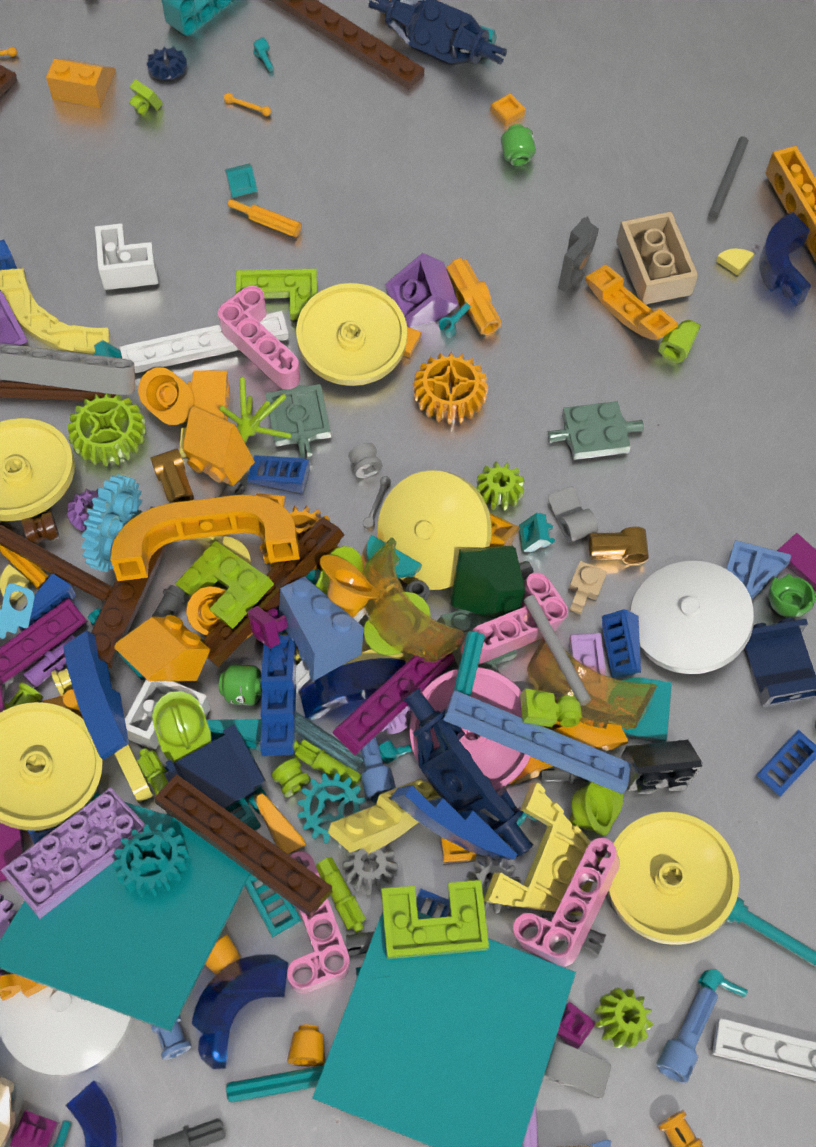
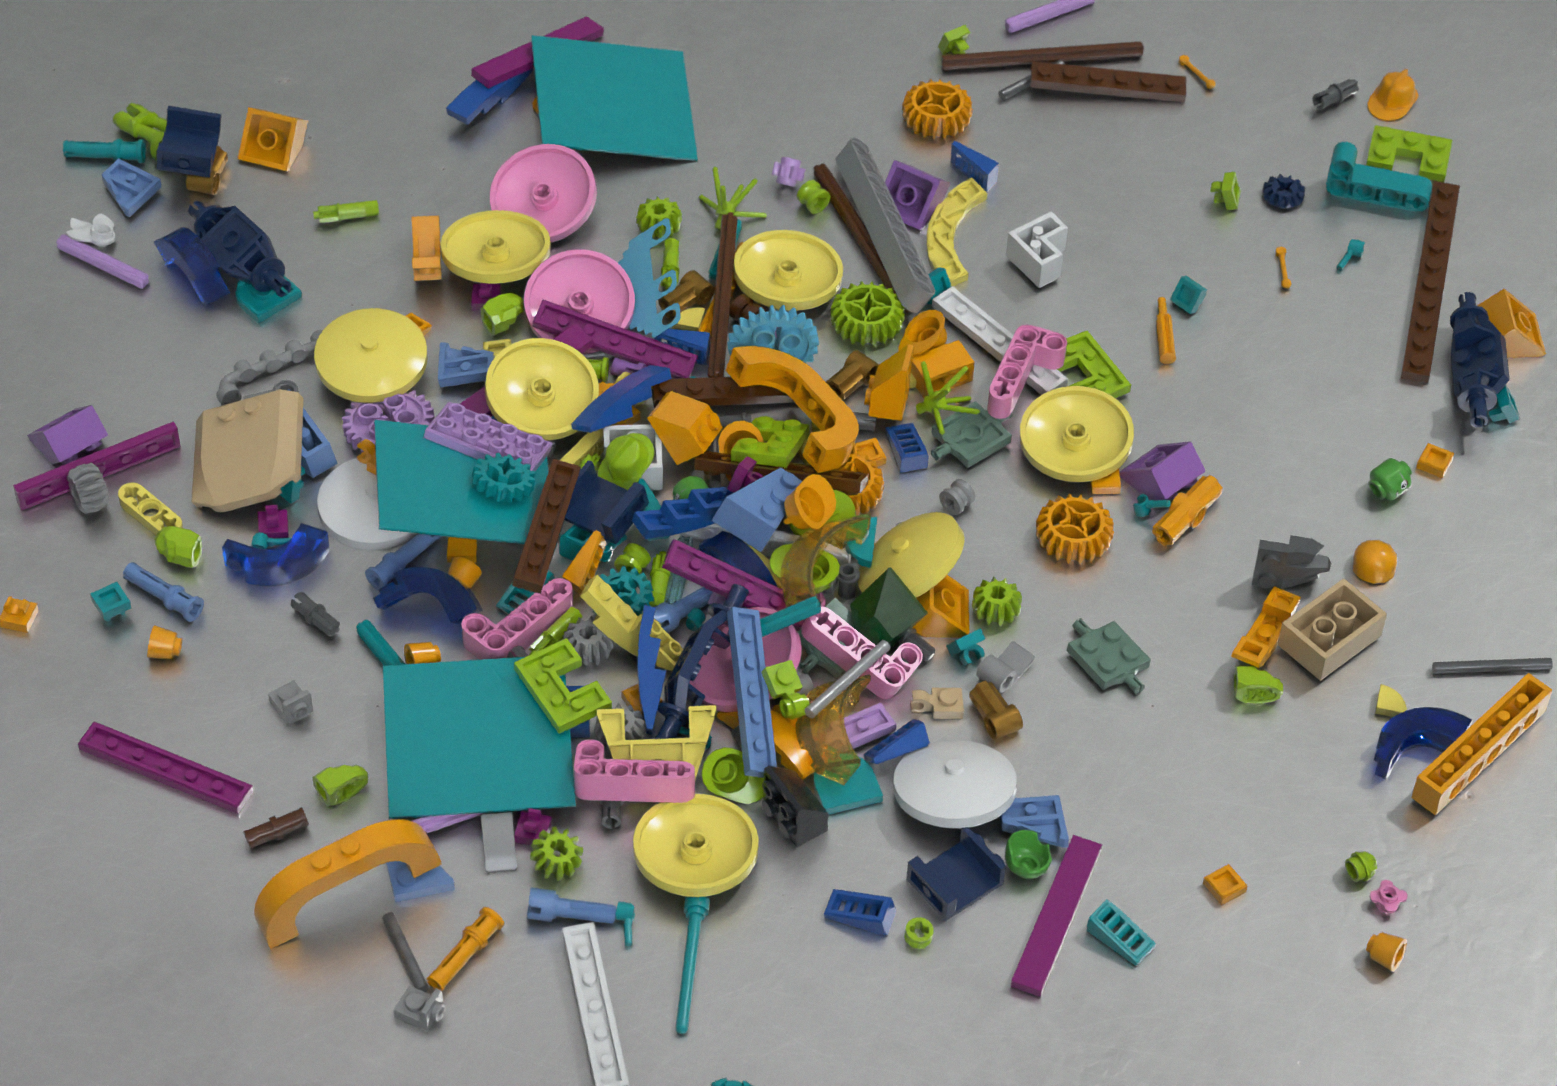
camera: 65 degrees right, 15 degrees down
(79, 82) = (1213, 140): light orange slope -> none
(591, 197) = (1374, 561): none -> light orange hair

